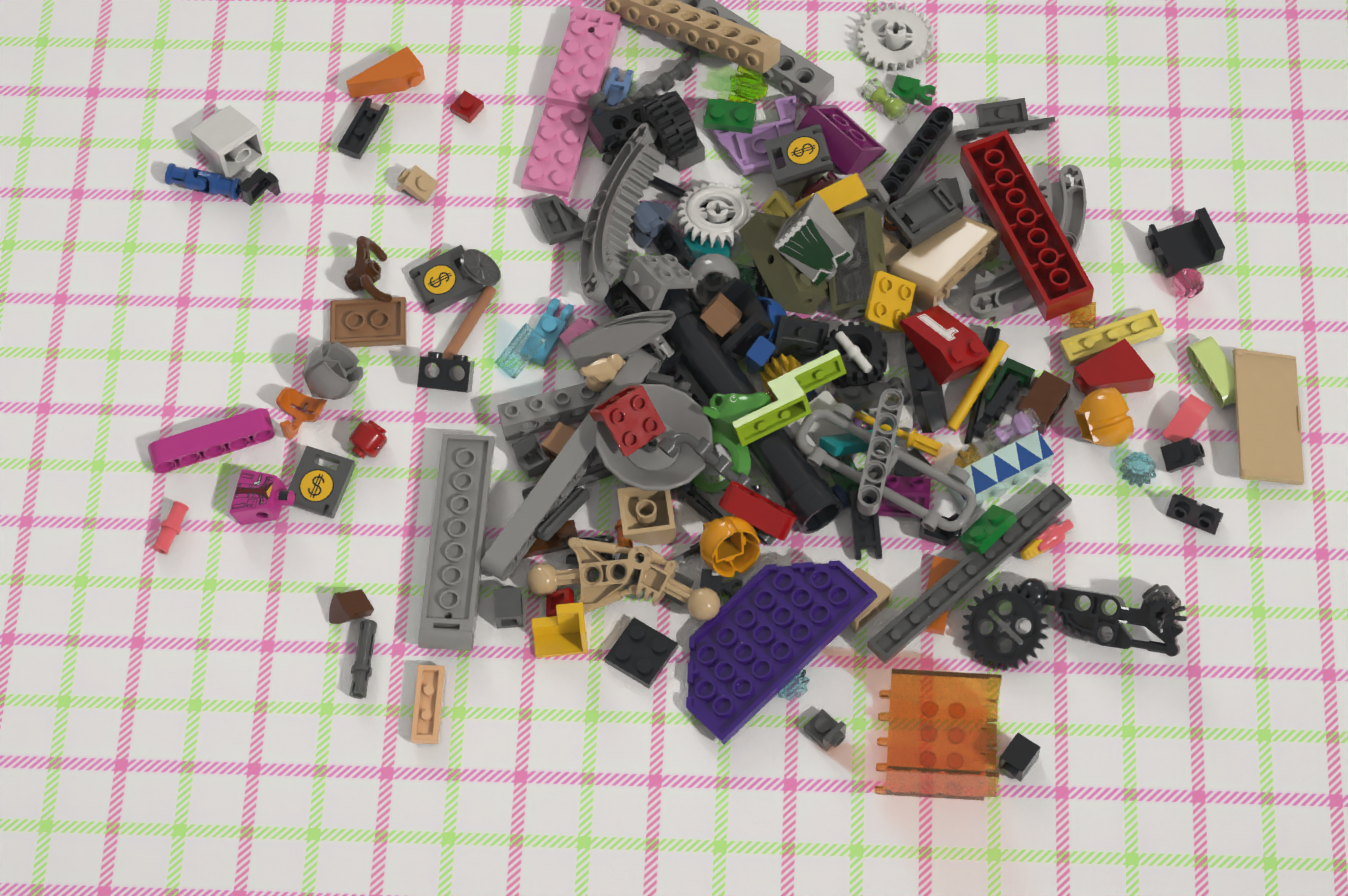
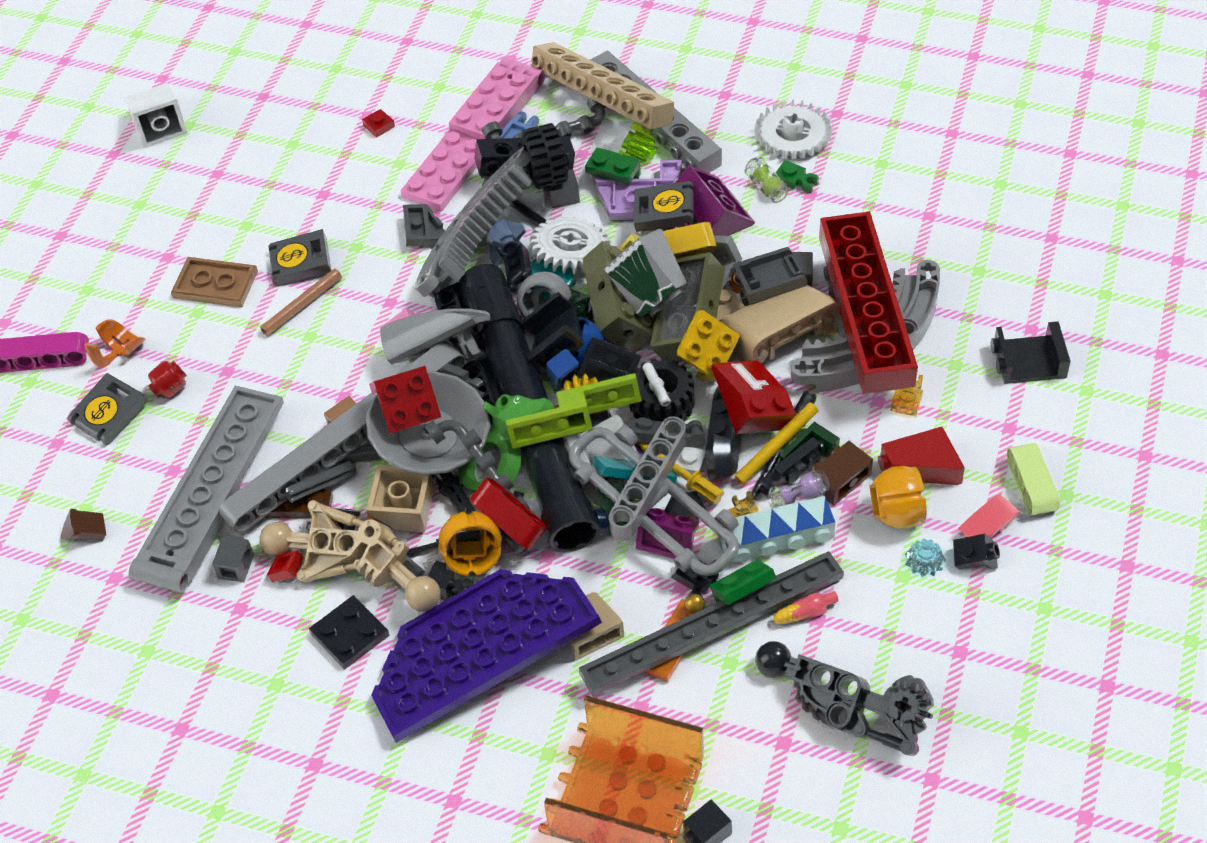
camera: 15 degrees right, 10 degrees down
(201, 180) = (120, 141): blue piece -> none
(257, 184) = (165, 152): black bracket -> none
(259, 498) = (41, 410): dark pink torso -> none
(332, 371) = (156, 311): light grey piece -> none
(362, 129) = (277, 124): black hinge -> none
(362, 666) = (69, 586): dark grey pin -> none
(366, 271) = (228, 235): reddish brown piece -> none
(390, 75) = (320, 86): orange slope -> none
(417, 183) = (306, 174): tan bracket -> none
(428, 704) = (116, 636): light nougat plate -> none
(445, 378) = (262, 333): black brick -> none
(480, 267) = (332, 251): dark grey wheel -> none
(520, 351) = (340, 328): clear light blue tile -> none
(530, 456) = (310, 419): dark grey bracket -> none
(545, 410) = (332, 384): light grey brick -> none
(551, 329) = (368, 325): medium azure hinge -> none
(561, 633) = (277, 593): yellow panel -> none
(602, 372) = (401, 354): tan animal -> none
(653, 275) = (480, 275): light grey bracket -> none
(721, 316) = (535, 326): medium nougat brick -> none
(795, 687) = (491, 699): clear light blue piece -> none
(826, 730) = (509, 752): dark grey bracket -> none
(864, 528) = (618, 559): black hinge -> none
(921, 148) = (785, 225): black beam -> none
(949, 558) = (694, 602): none -> pearl gold piece
(1003, 116) = (885, 212): dark grey bracket -> none
(1022, 609) = (711, 700): black gear -> none
(1092, 342) = (954, 421): light yellow plate -> none
(1187, 511) = (973, 615): black hinge -> none
(1188, 283) = (1024, 389): clear pink piece -> none
(1268, 417) = (1077, 533): tan door -> none

